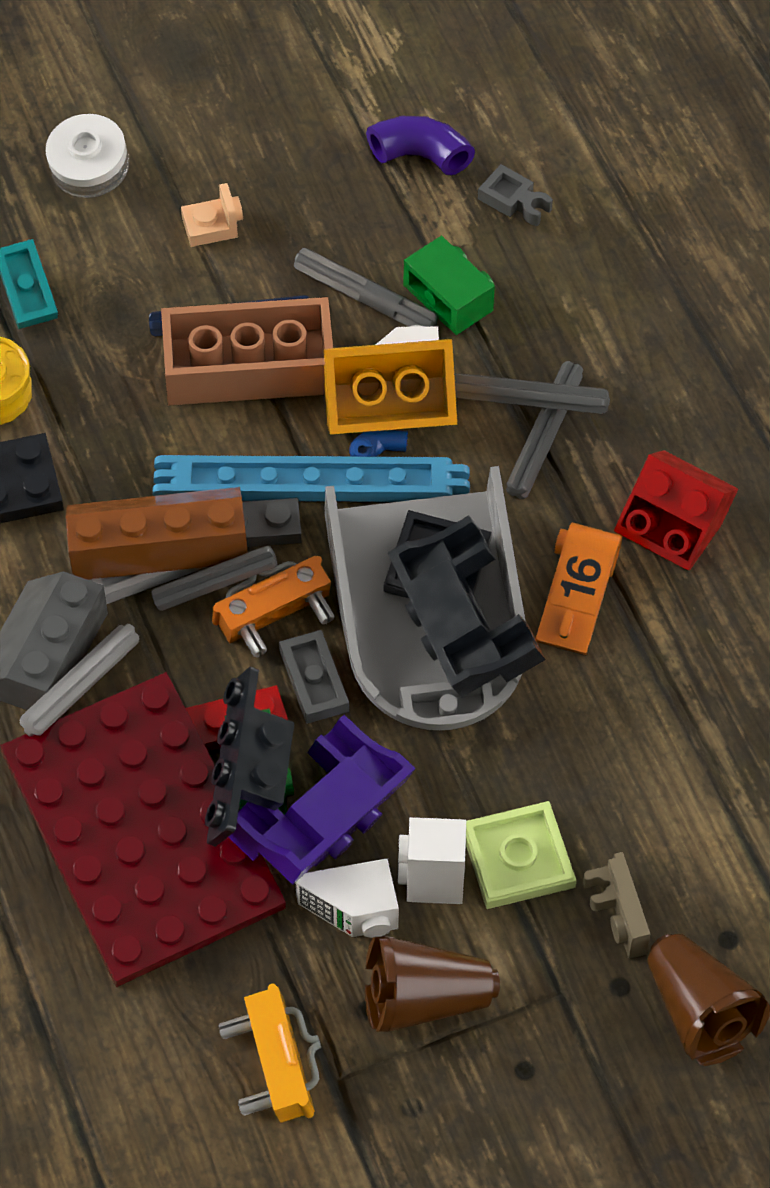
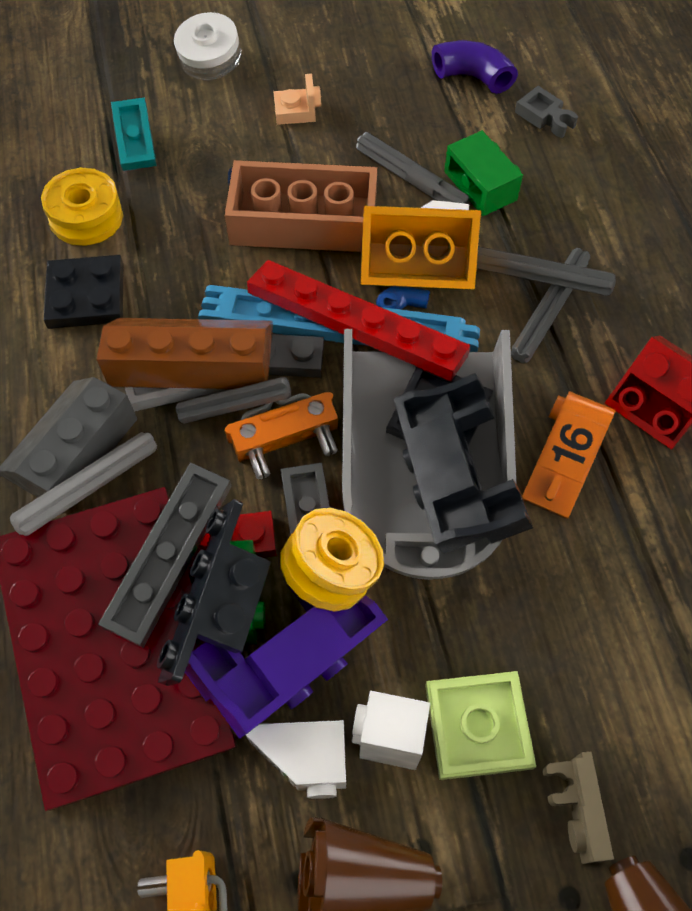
camera: 10 degrees right, 5 degrees up
(187, 731) = (165, 555): none -> dark grey plate
(319, 467) = (369, 322): none -> red plate
(352, 715) = (331, 559): none -> yellow wheel

